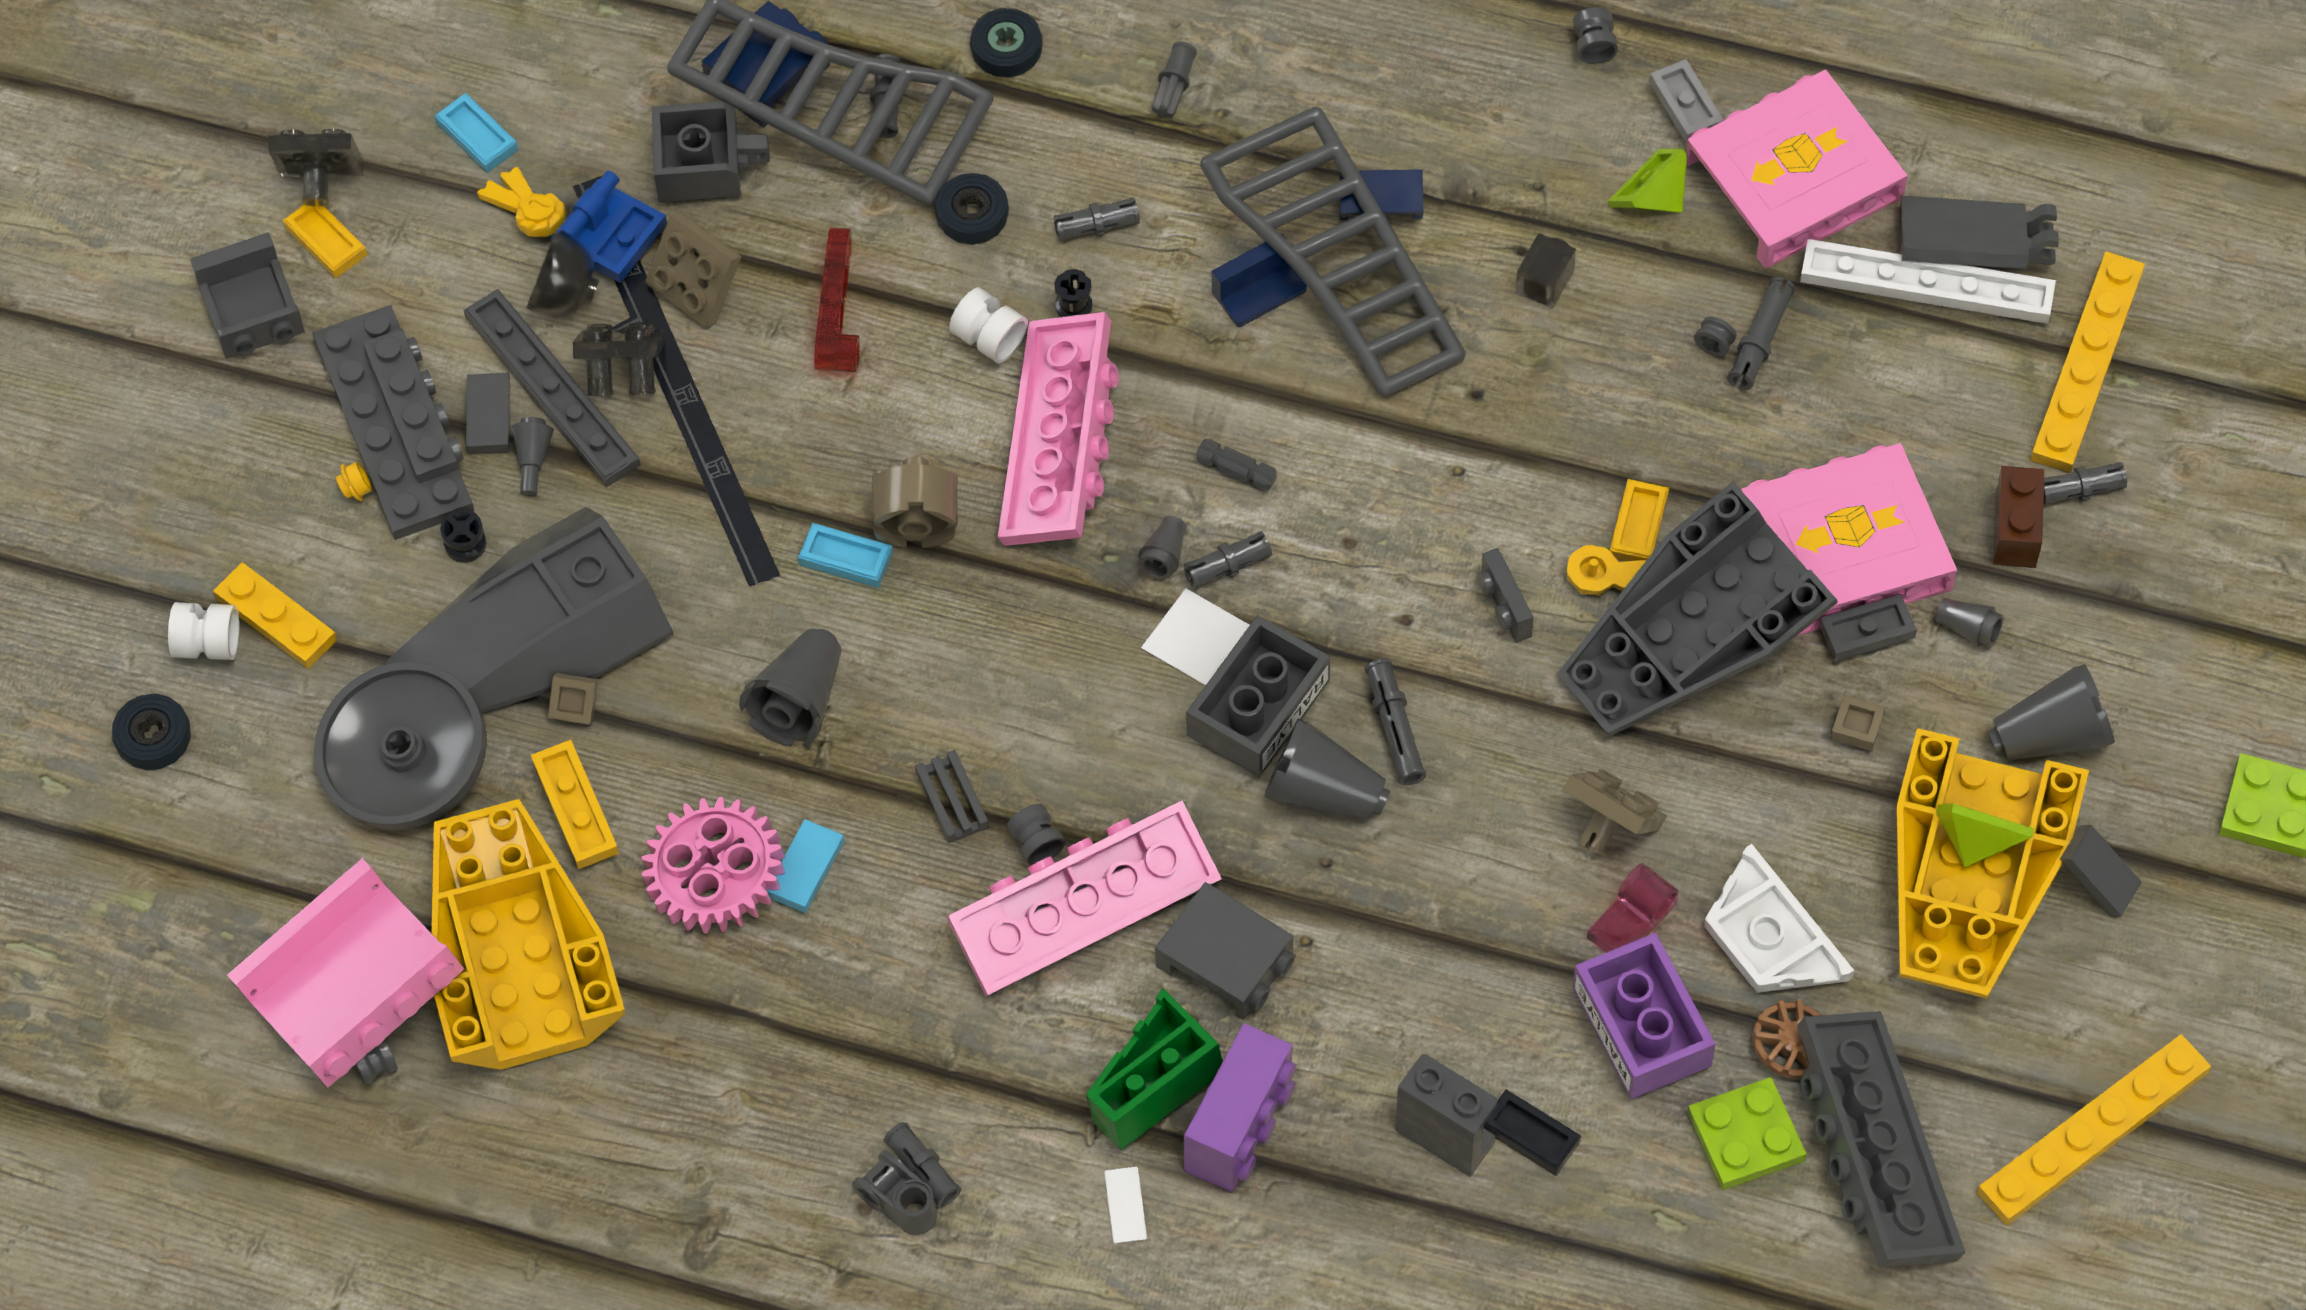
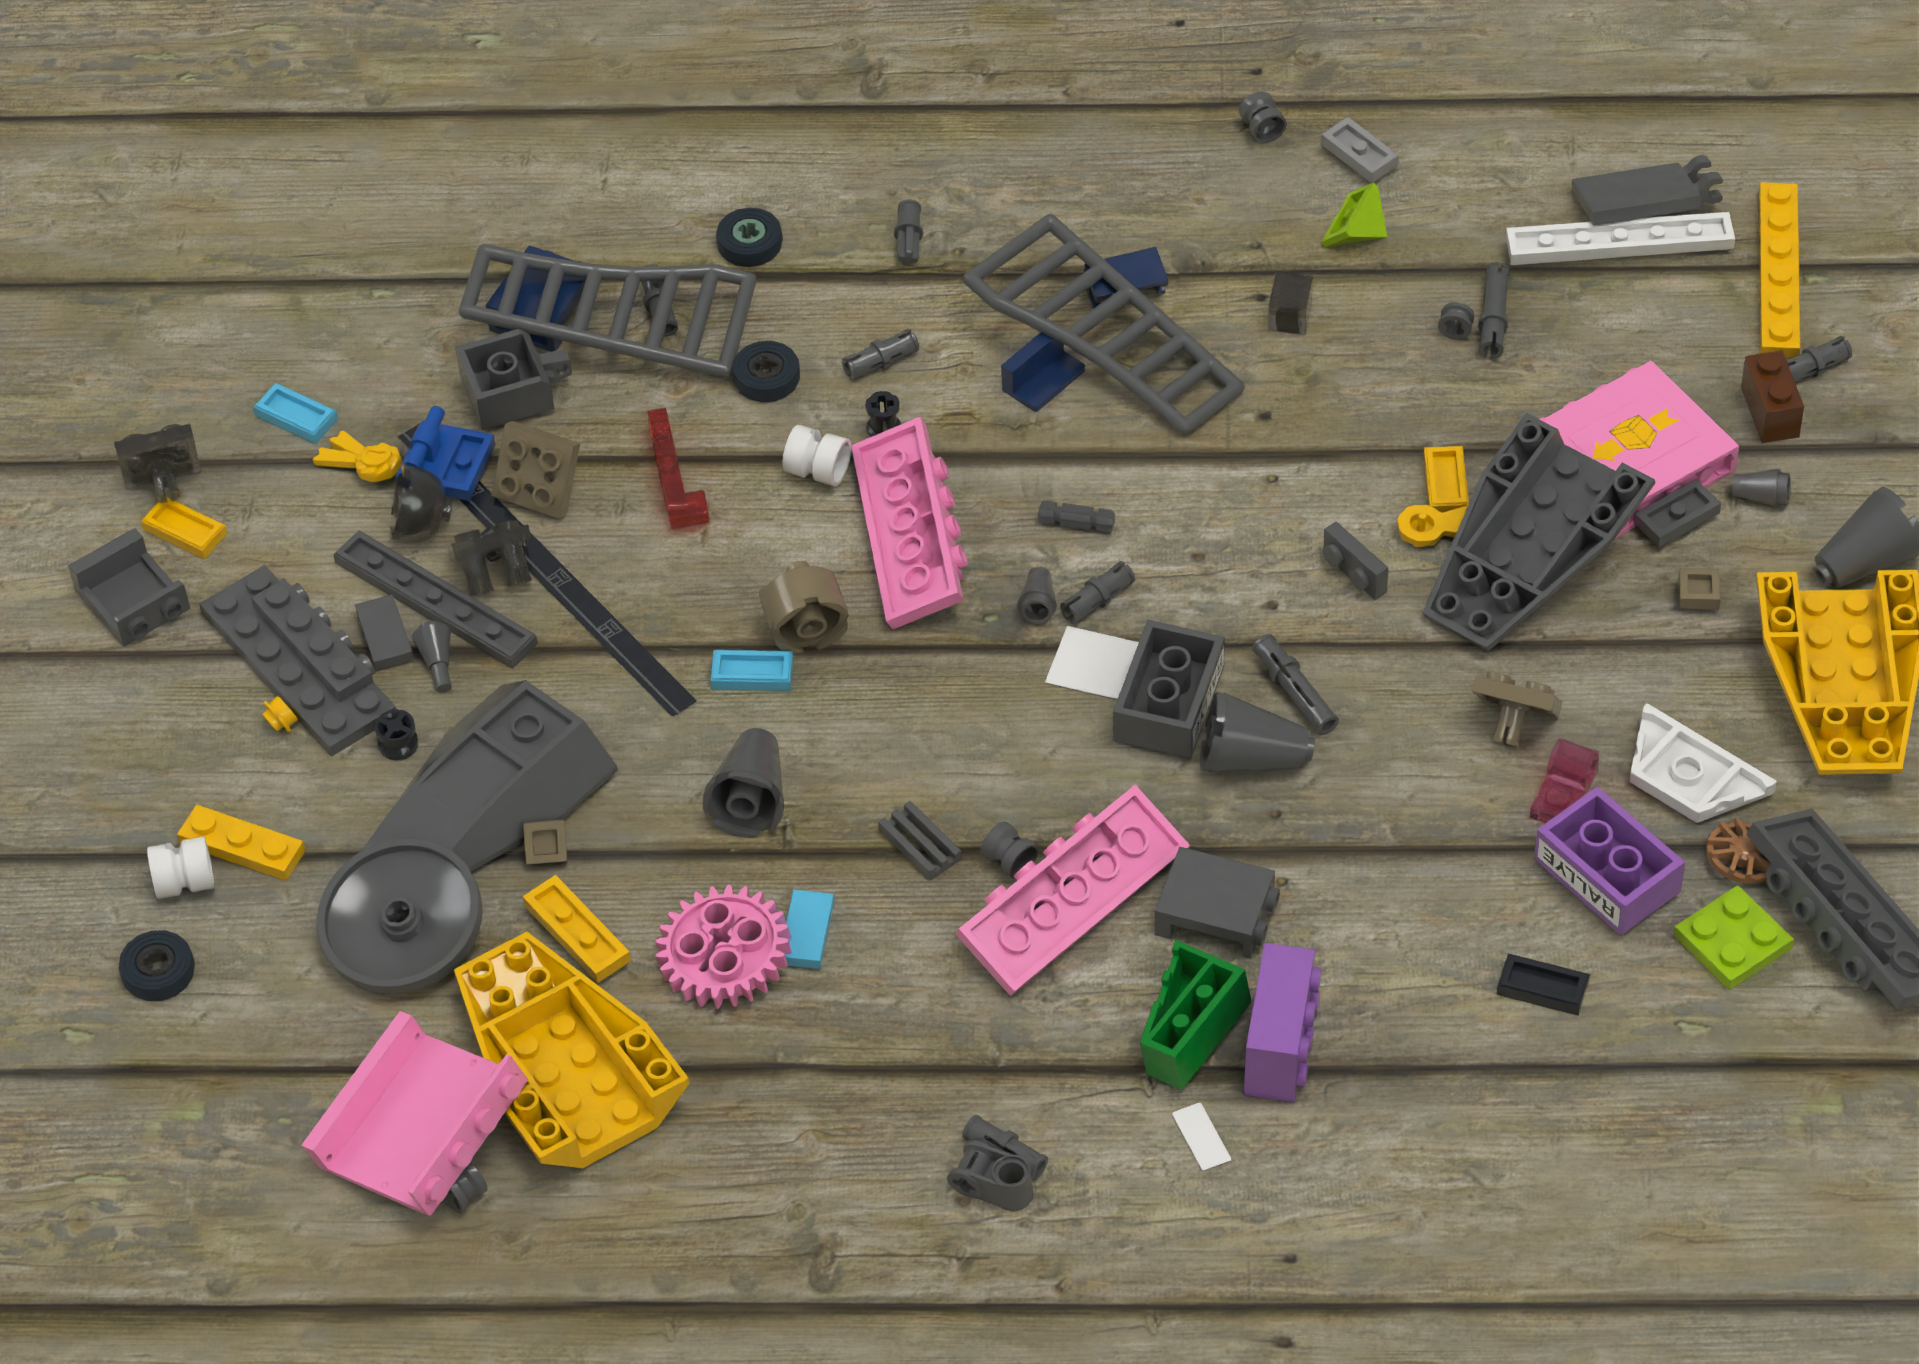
camera: 15 degrees left, 10 degrees down
(1445, 1114) = (1468, 979): dark grey panel -> none
(1799, 166) = (1478, 174): bright pink panel -> none
(1979, 834) = (1843, 640): lime slope -> none

